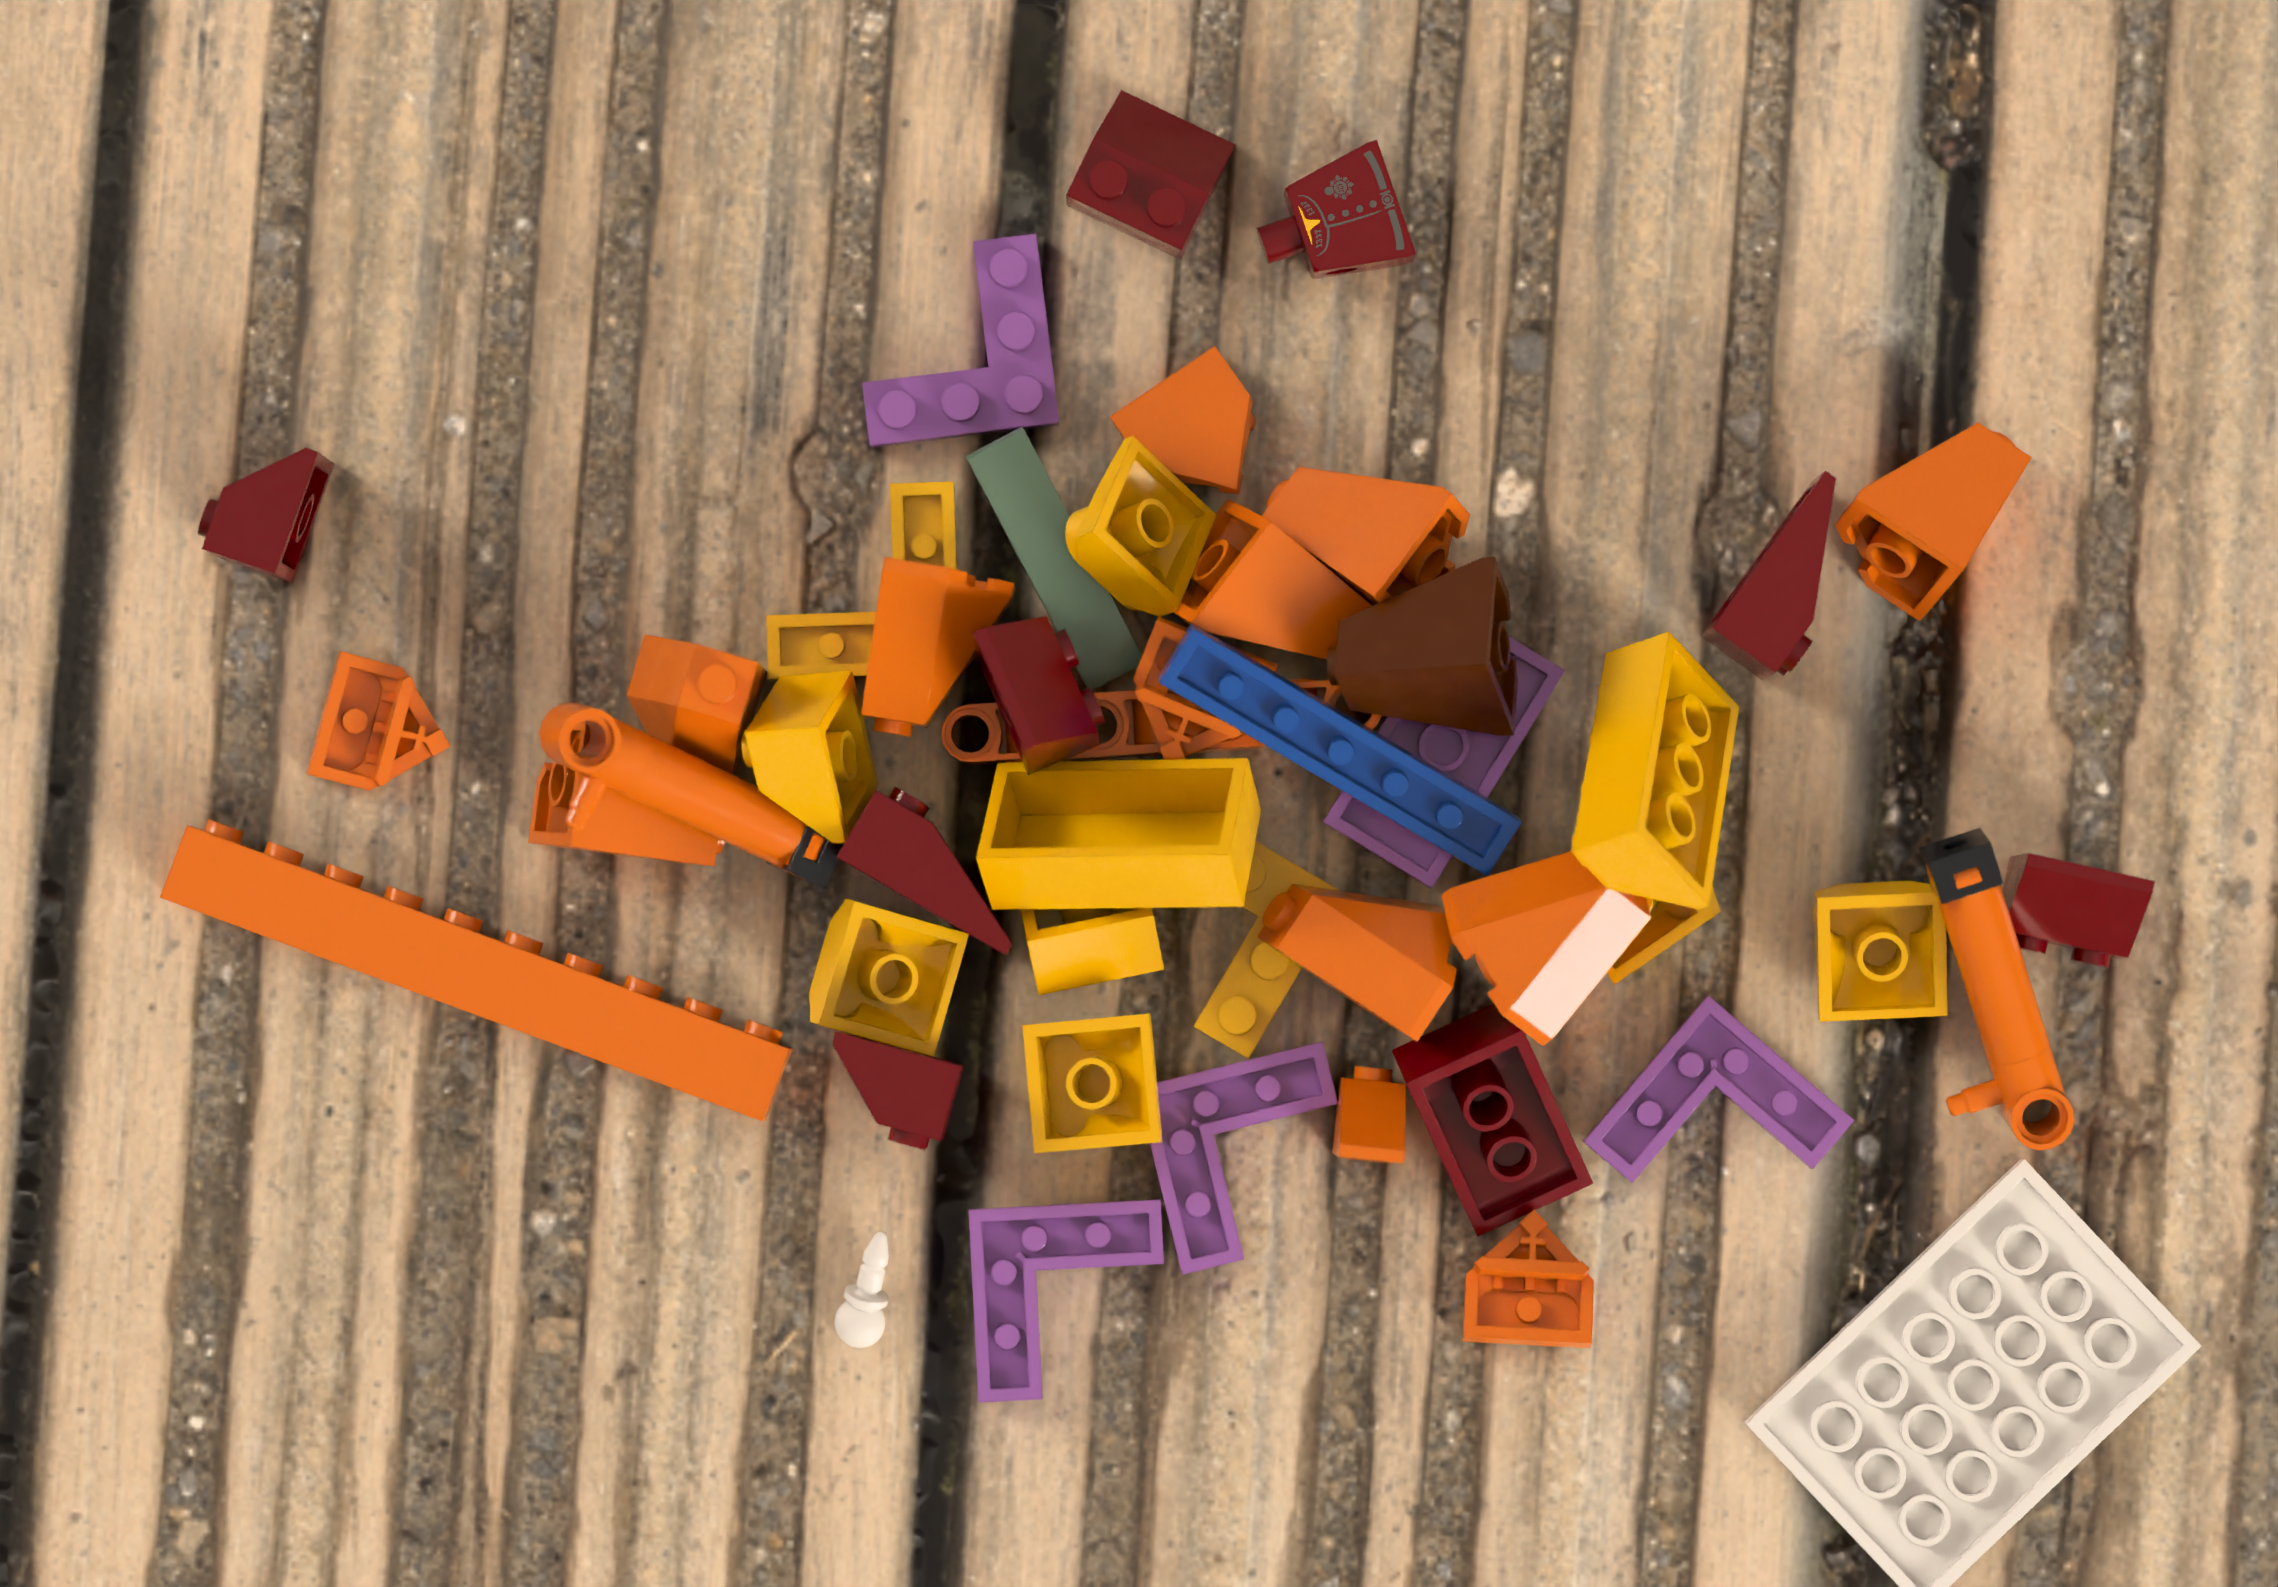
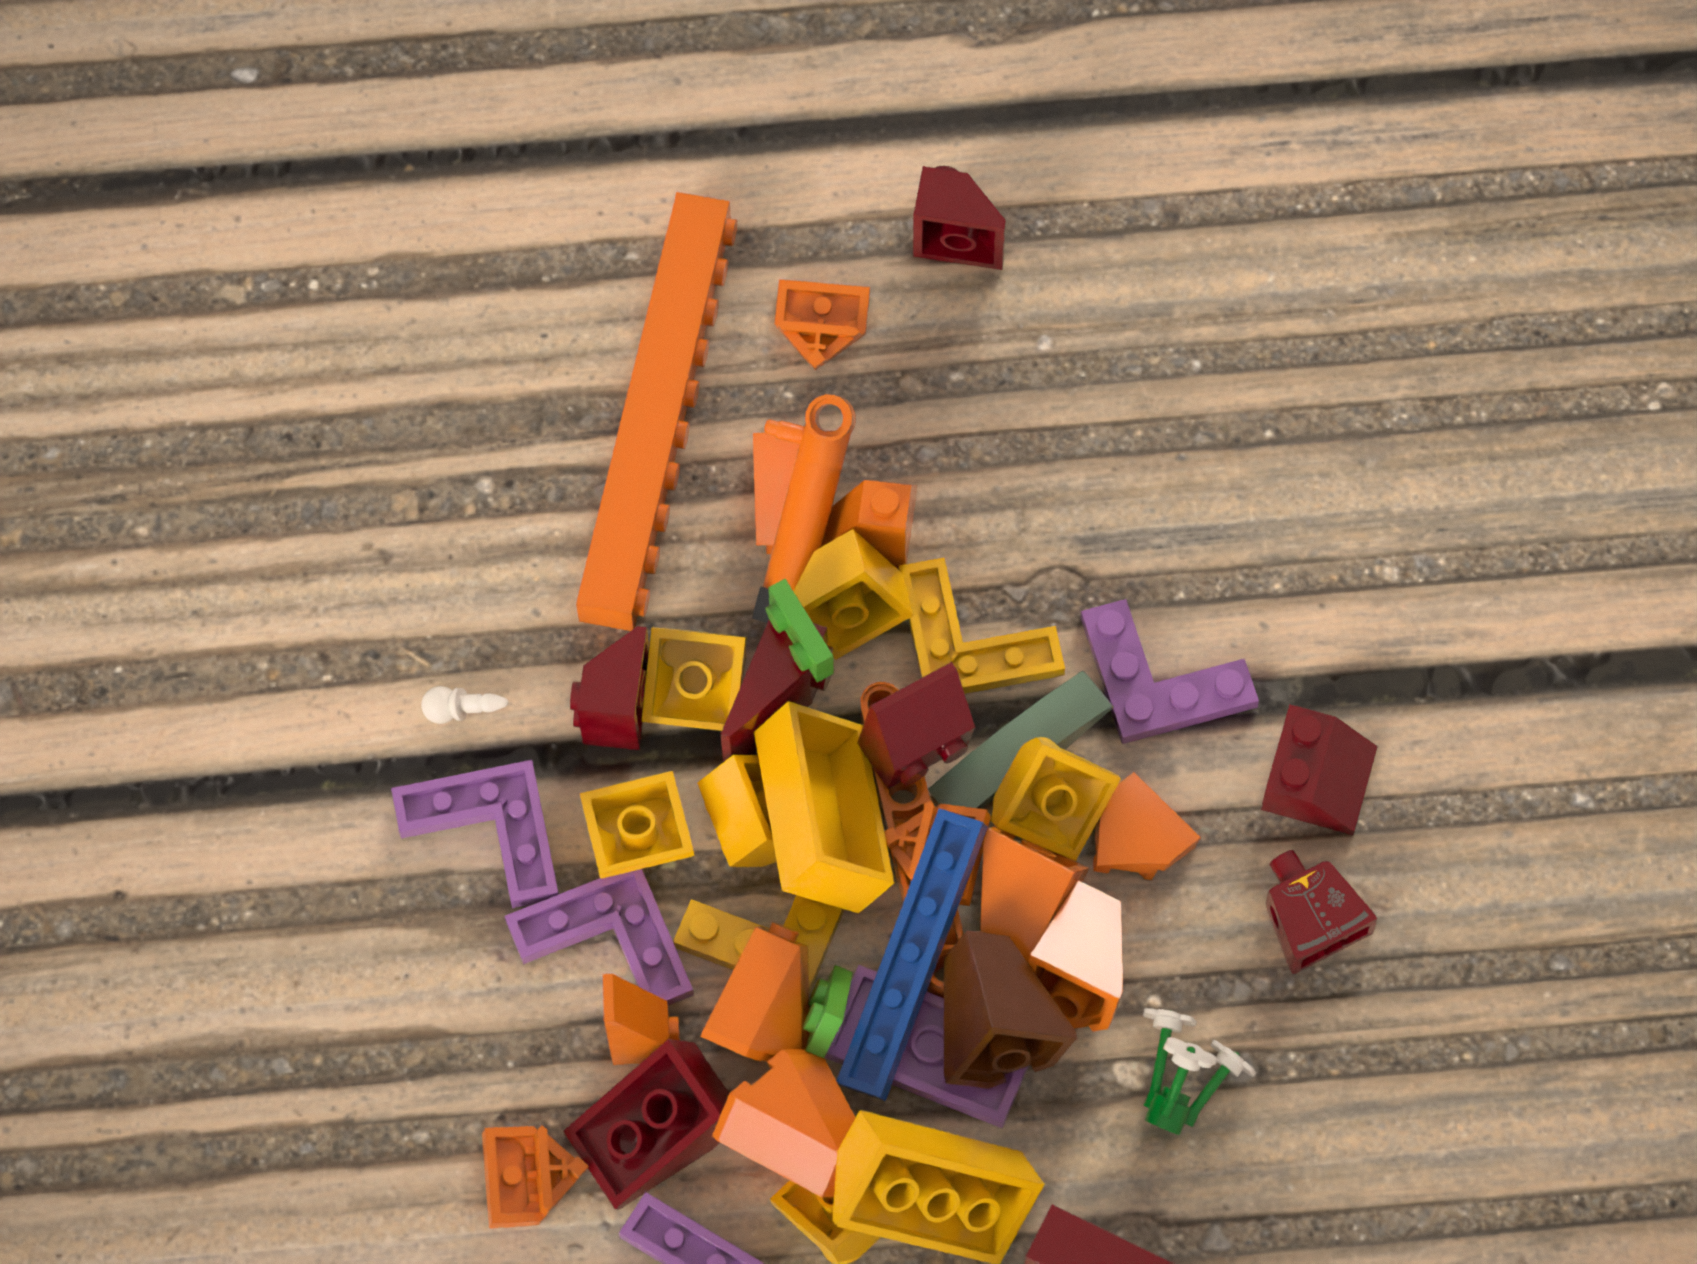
camera: 85 degrees right, 20 degrees down
(861, 839) = (808, 645): none -> bright green plate
(924, 639) = (930, 638): orange slope -> none
(1391, 869) = (827, 1010): none -> bright green plate
(1575, 452) = (1170, 1107): none -> plant

